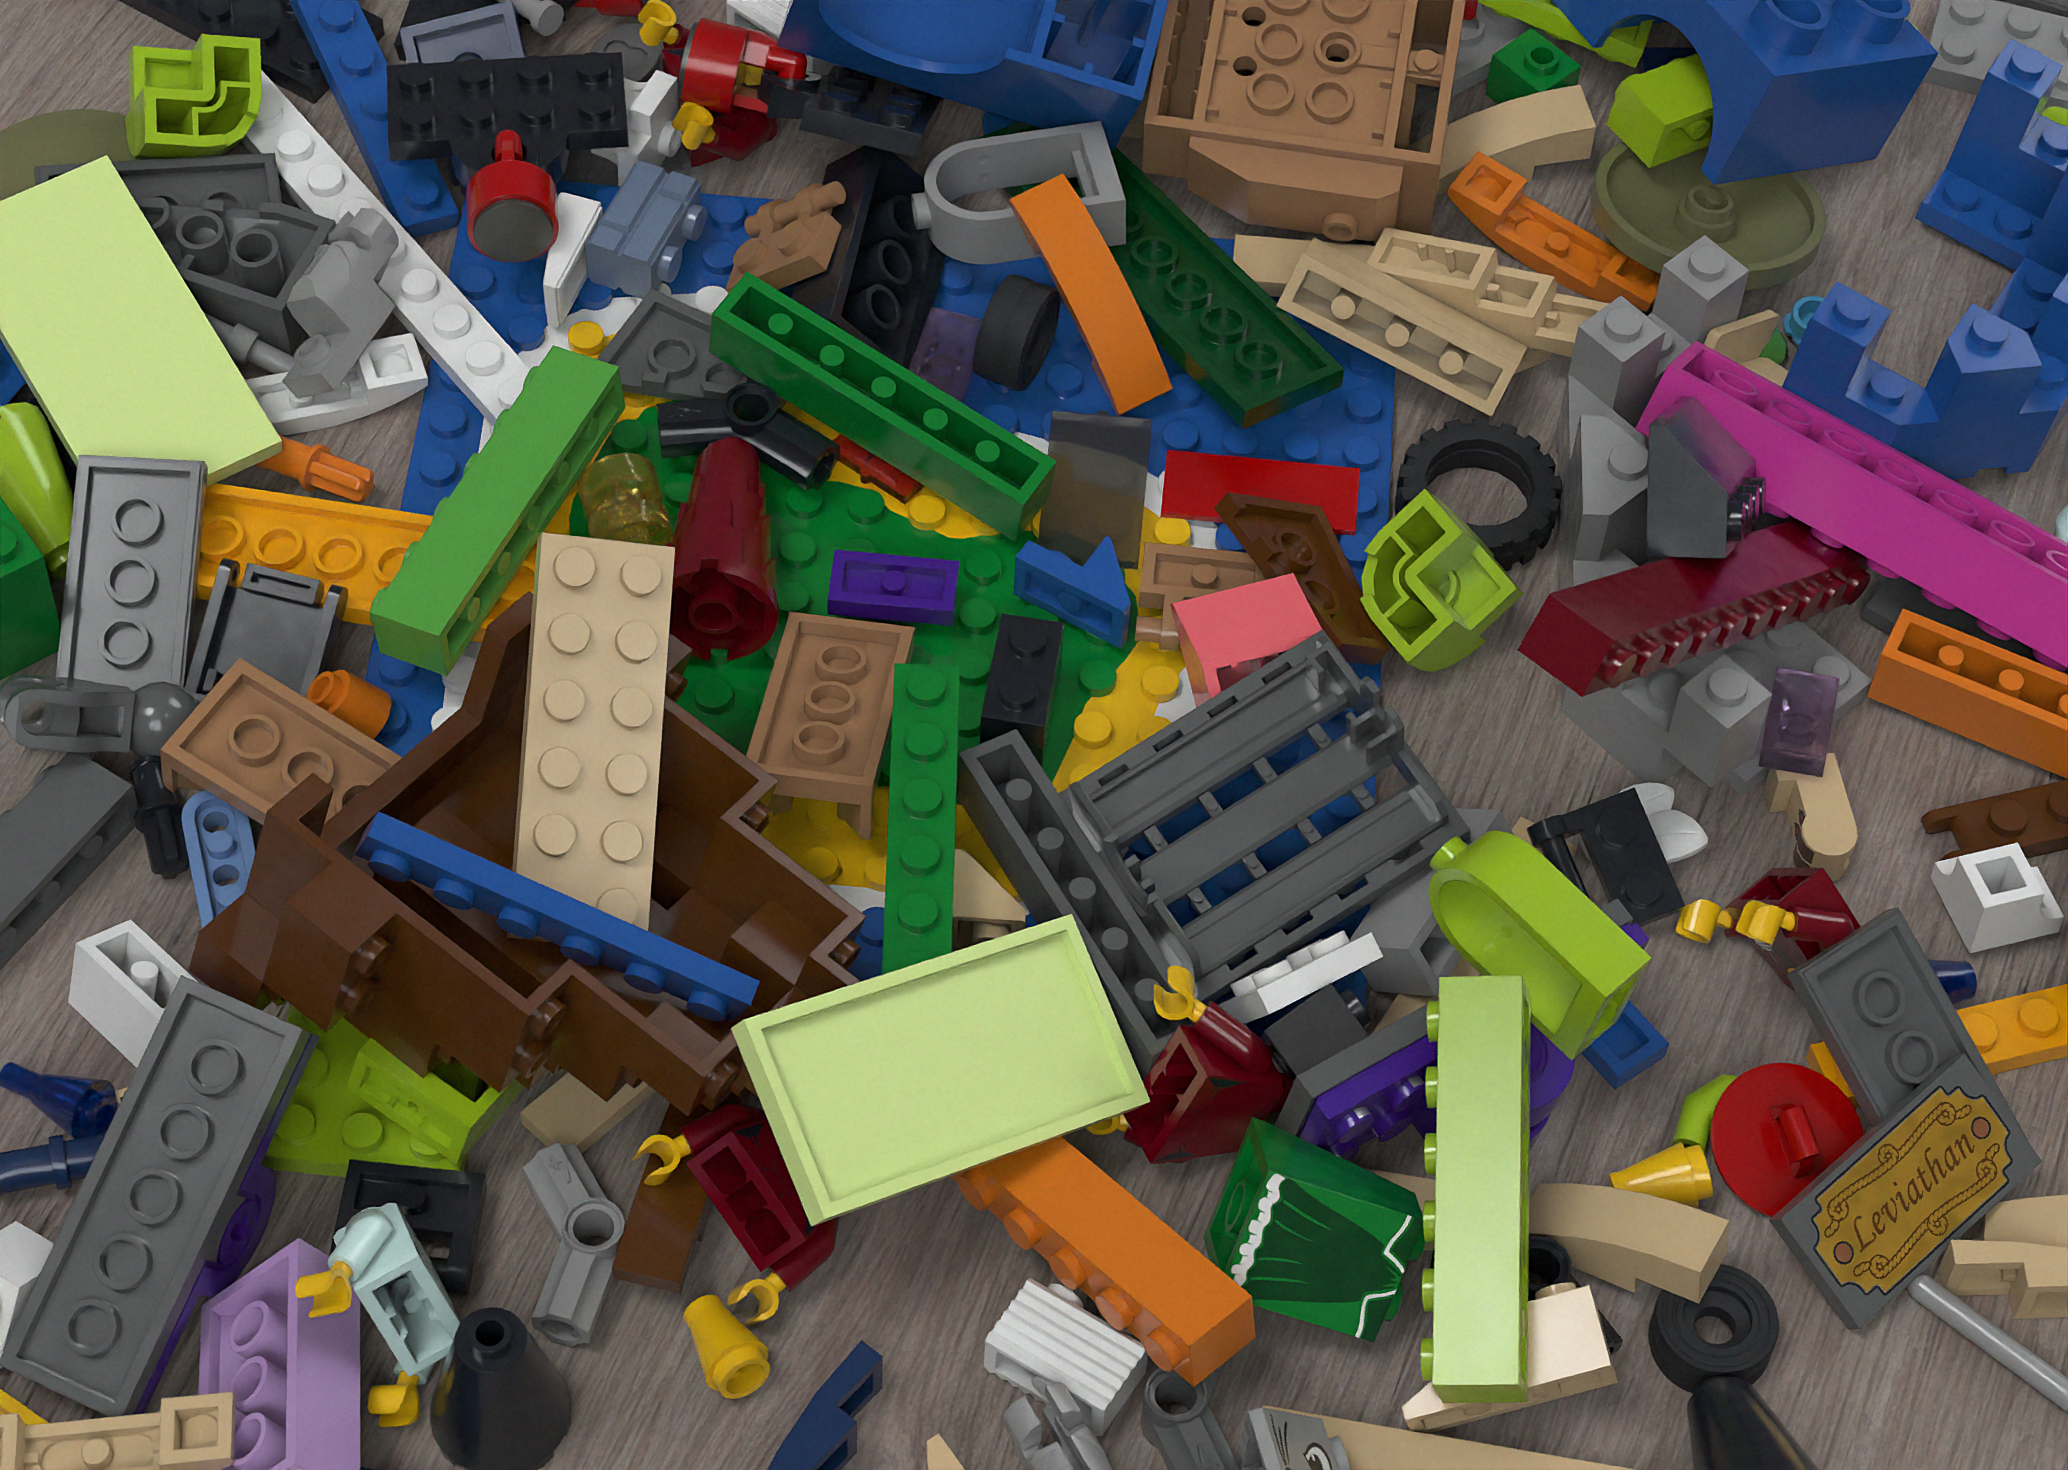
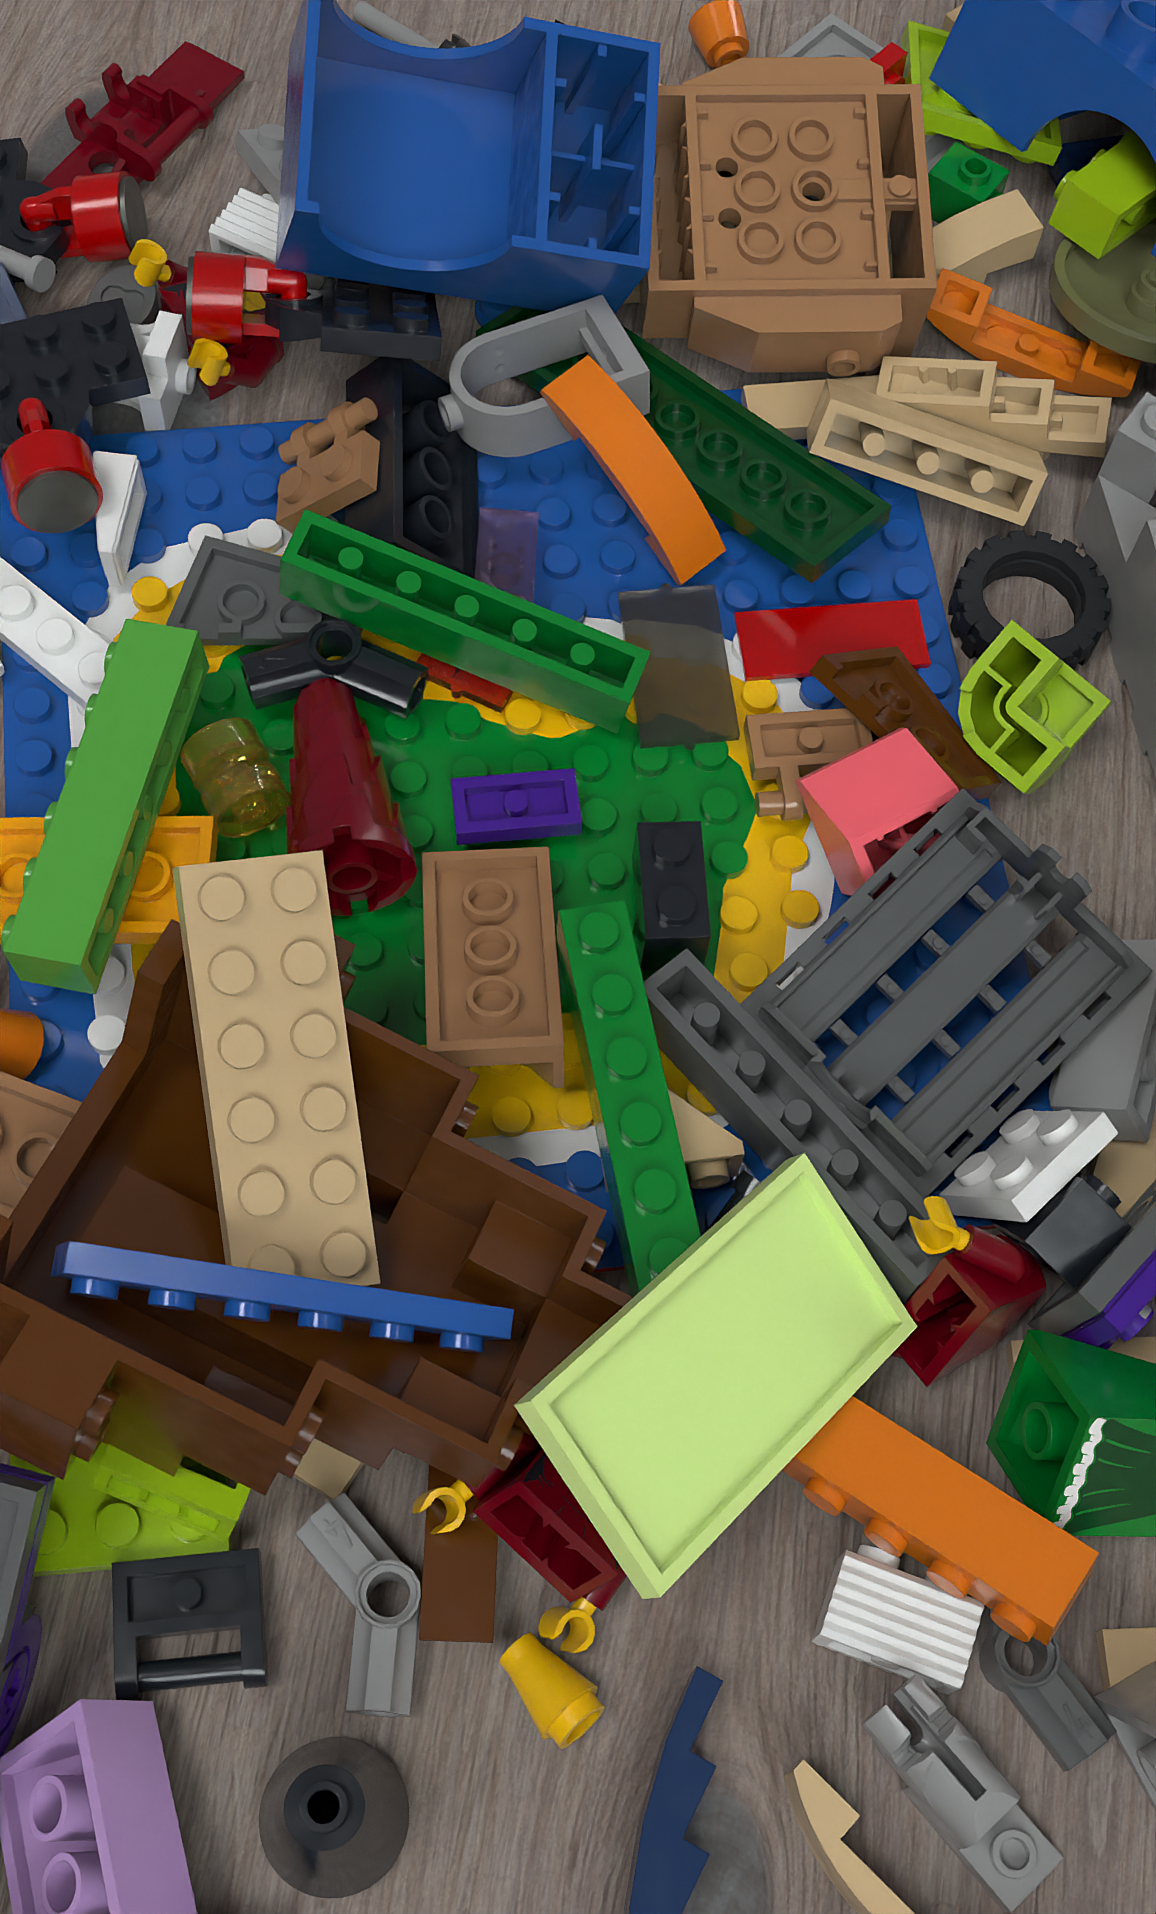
camera: 15 degrees left, 10 degrees up
(400, 1294) = (199, 1740): light aqua torso -> none
(645, 230) = (185, 475): sand blue brick -> none
(1016, 332) = (570, 520): black tyre -> none
(1084, 596) = (707, 783): blue slope -> none

